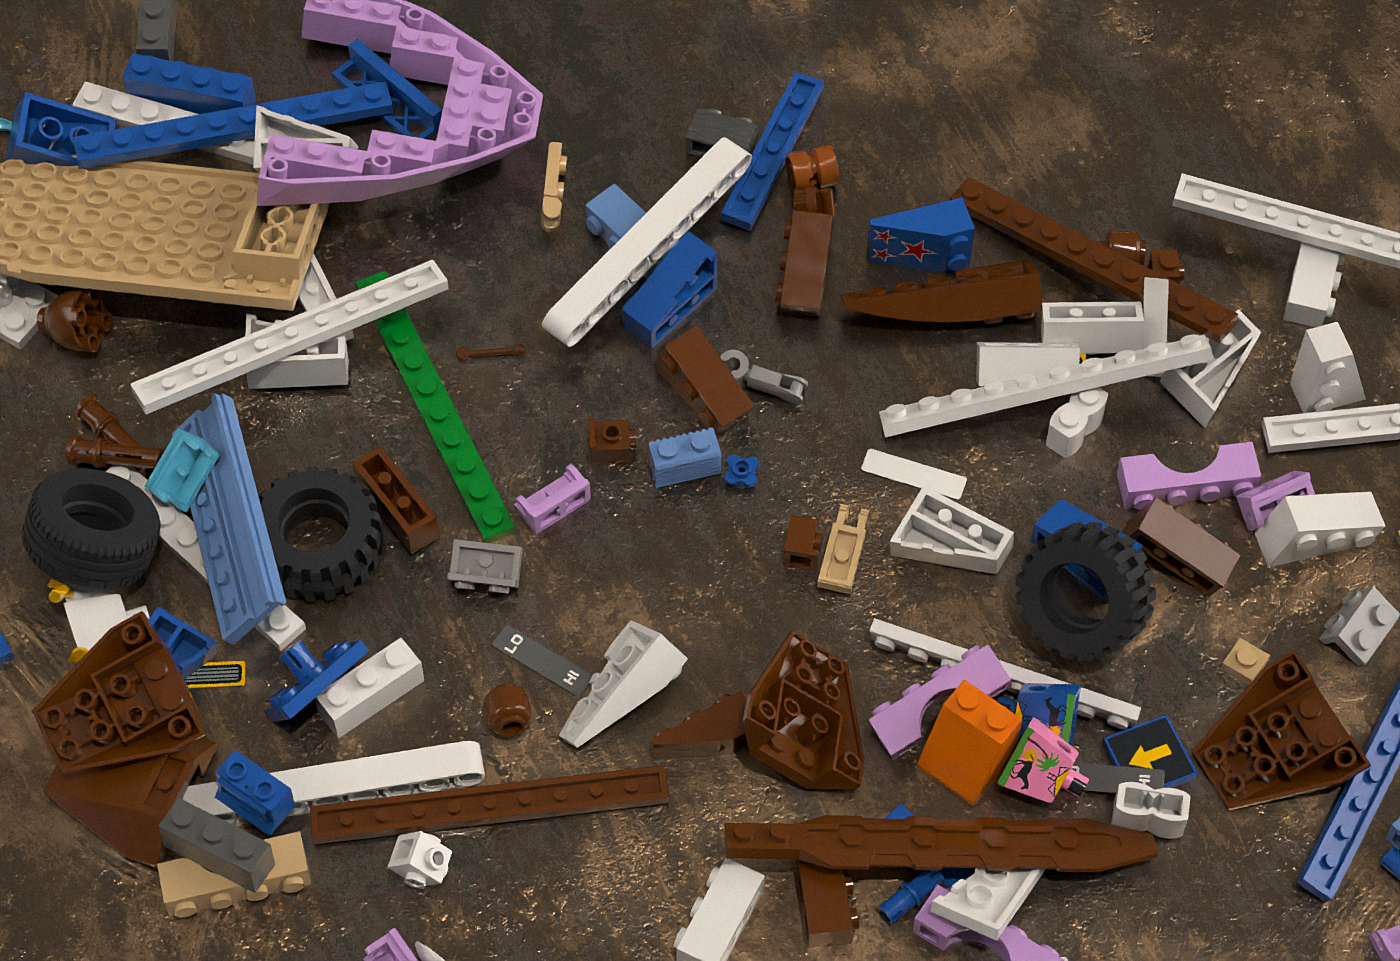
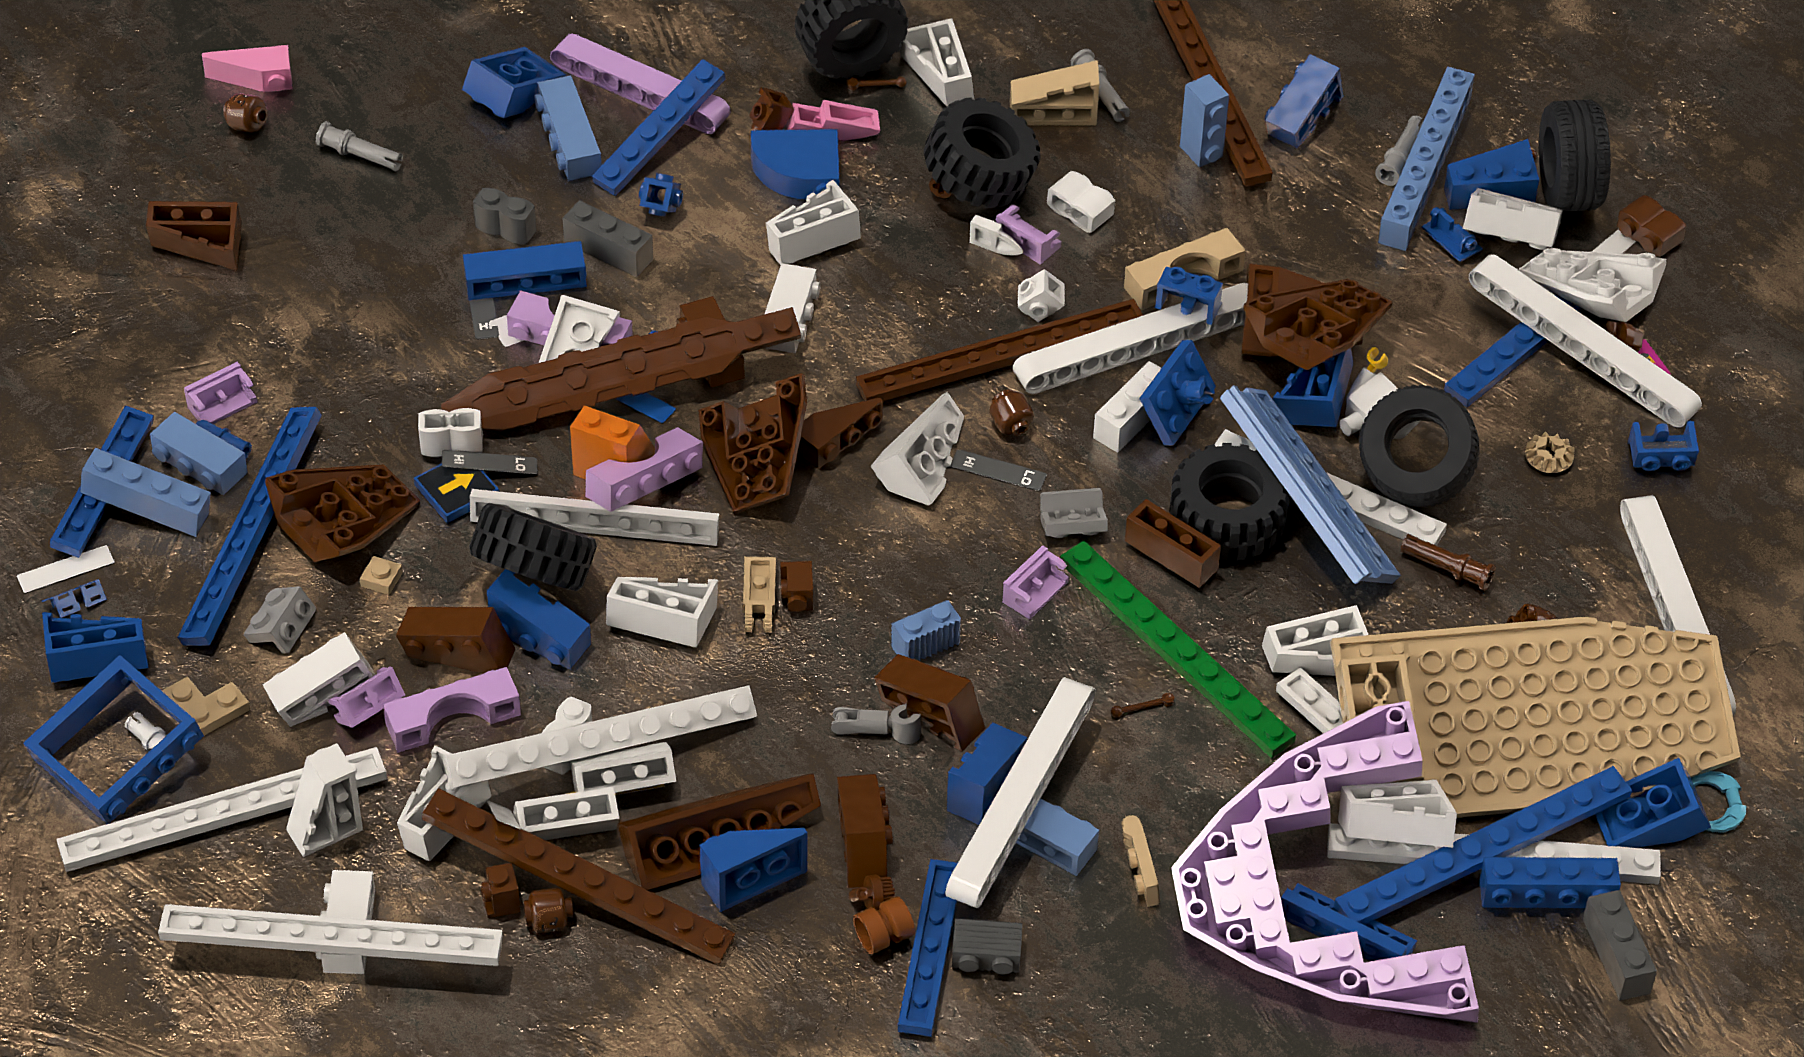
camera: 165 degrees right, 10 degrees down
(104, 453) = (1450, 536): reddish brown pin -> none
(182, 469) = (1364, 522): medium azure hinge -> none
(217, 845) = (1201, 252): dark grey brick -> none
(288, 336) = (1319, 627): white plate -> none
(610, 441) = (1000, 639): reddish brown brick -> none
(741, 479) = (871, 648): blue plate -> none
(914, 473) = (710, 678): white sticker -> none
(1042, 765) = (542, 443): bright pink torso -> none
(1049, 703) = (542, 475): blue torso -> none

